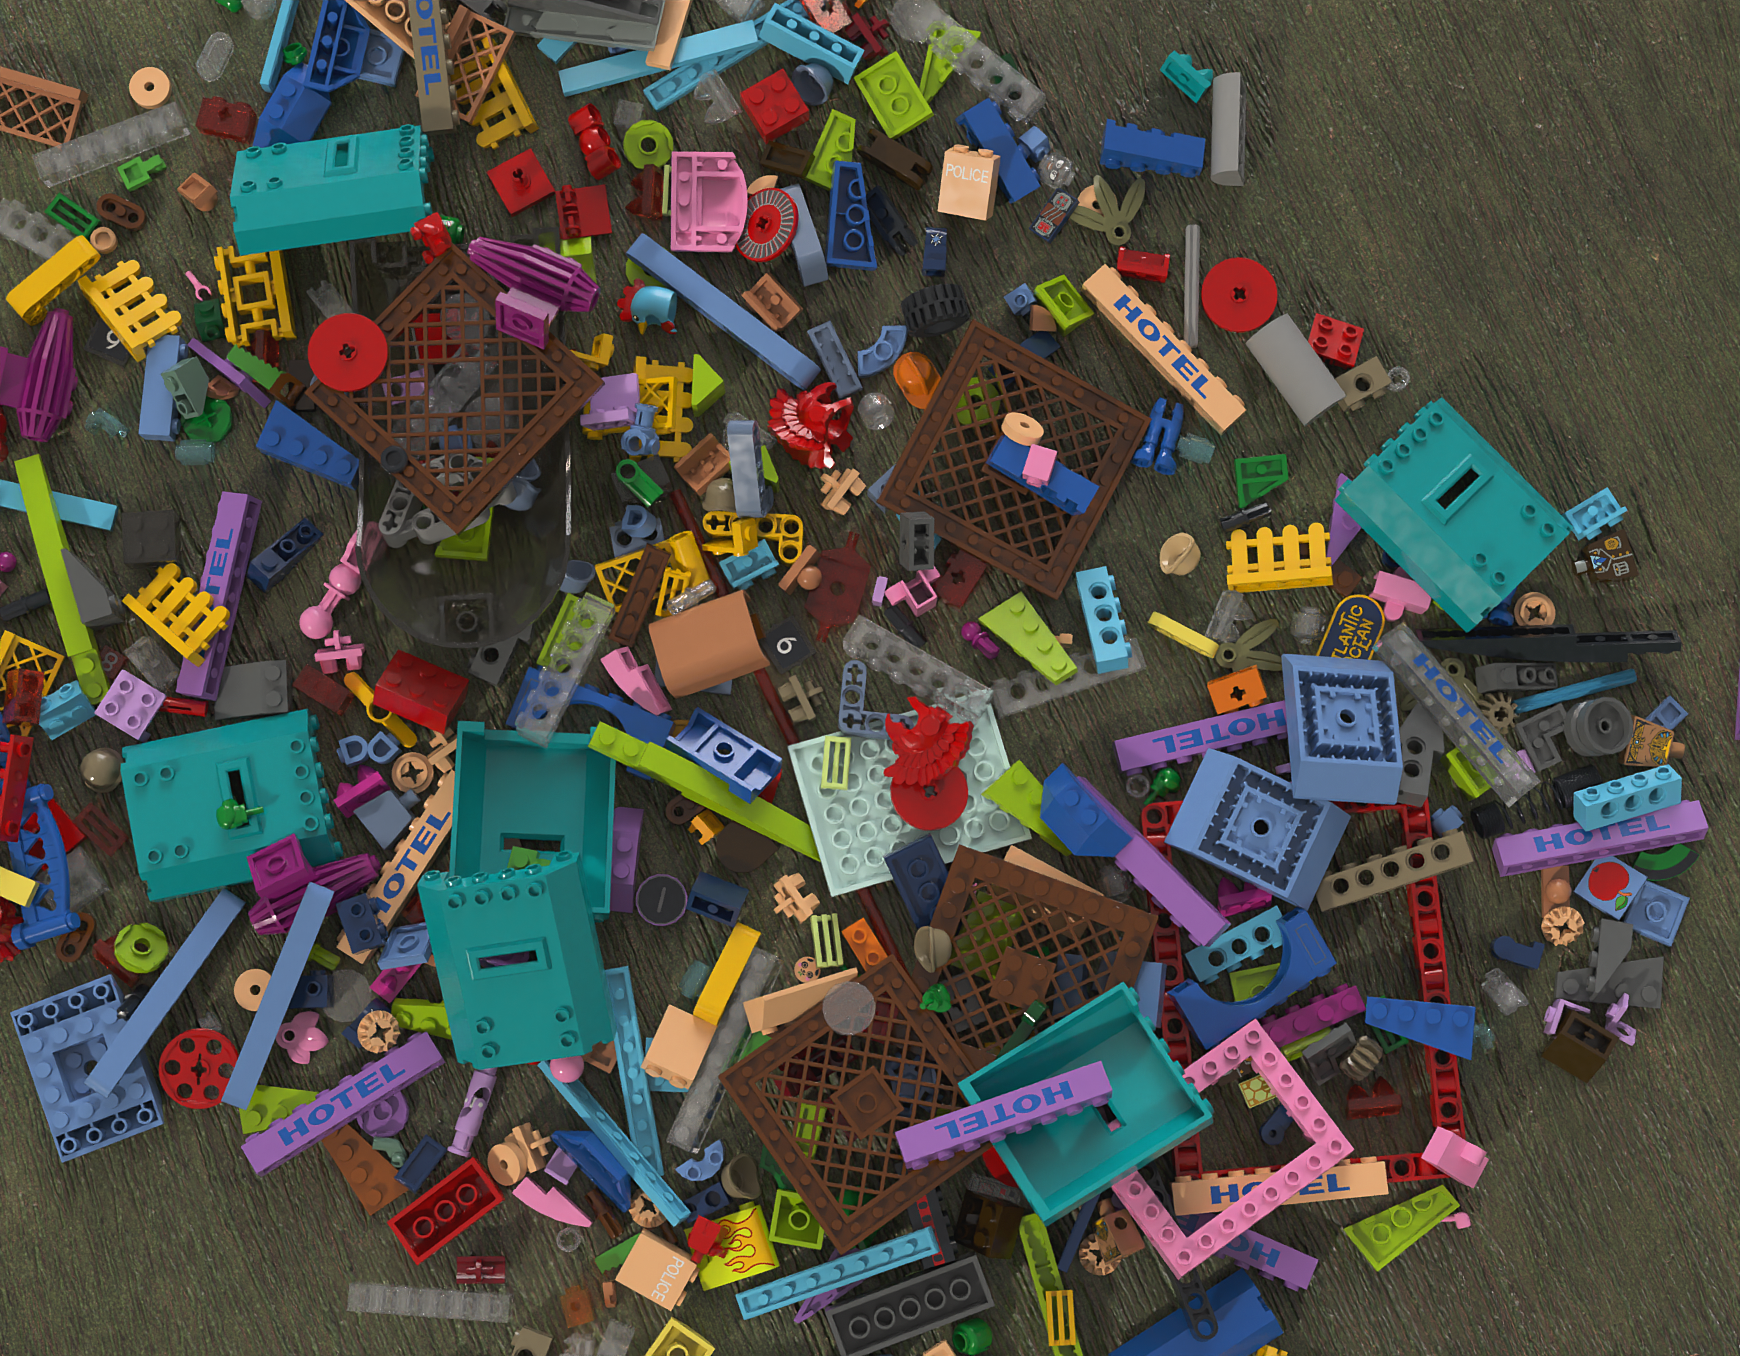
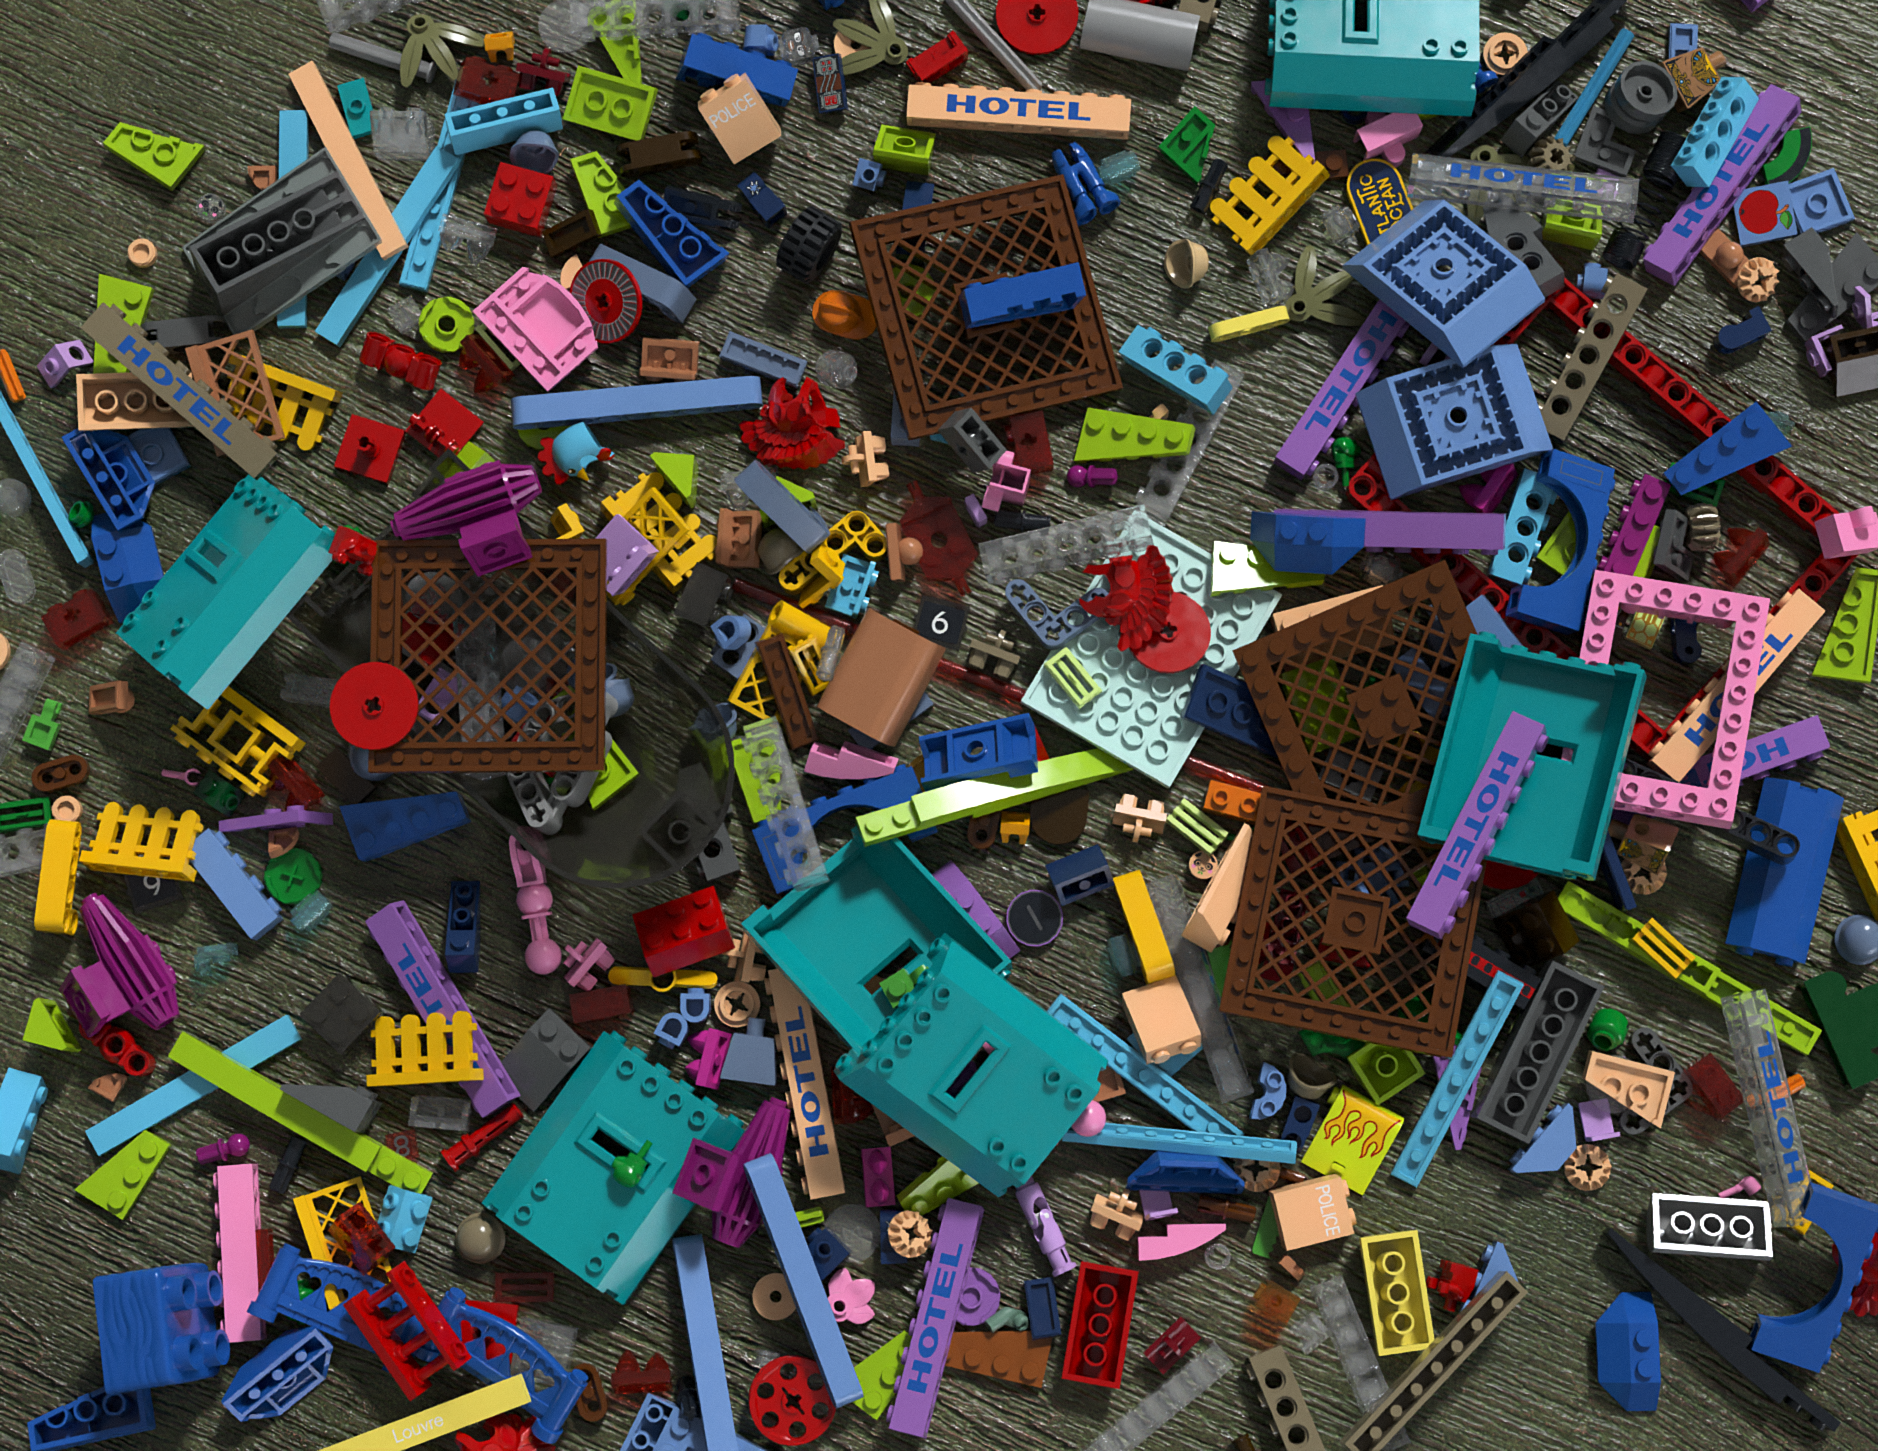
camera: 35 degrees left, 0 degrees up
(131, 705) = (456, 1162): lavender bracket -> none
(141, 961) = (651, 1364): lime tile -> none
(188, 386) = (255, 861): sand green slope -> none
(266, 375) = (312, 793): bright green piece -> none
(361, 923) = (814, 1159): dark blue brick -> none
(394, 459) = (495, 757): black tile -> none
(406, 947) = (869, 1142): medium blue tile -> none
(507, 1163) = (1114, 1231): light nougat piece -> none
(641, 484) = (708, 598): green piece -> none
(642, 430) = (665, 553): medium blue connector -> none
(707, 1239) = (1329, 1150): red piece -> none
(848, 1008) = (1271, 859): clear tile -> none
(884, 352) = (796, 318): medium blue tile -> none
(932, 947) = (1290, 751): dark tan helmet -> none
(936, 998) = (1332, 787): green piece -> none
(1022, 429) = (972, 273): light nougat piece -> none
(1030, 1020) = (1423, 730): dark green beam -> none
(1039, 465) = (1016, 288): bright pink brick -> none
(1041, 319) = (899, 175): nougat tile -> none
(1247, 679) = (1333, 312): orange brick -> none
(1503, 992) = (1762, 373): clear hips -> none

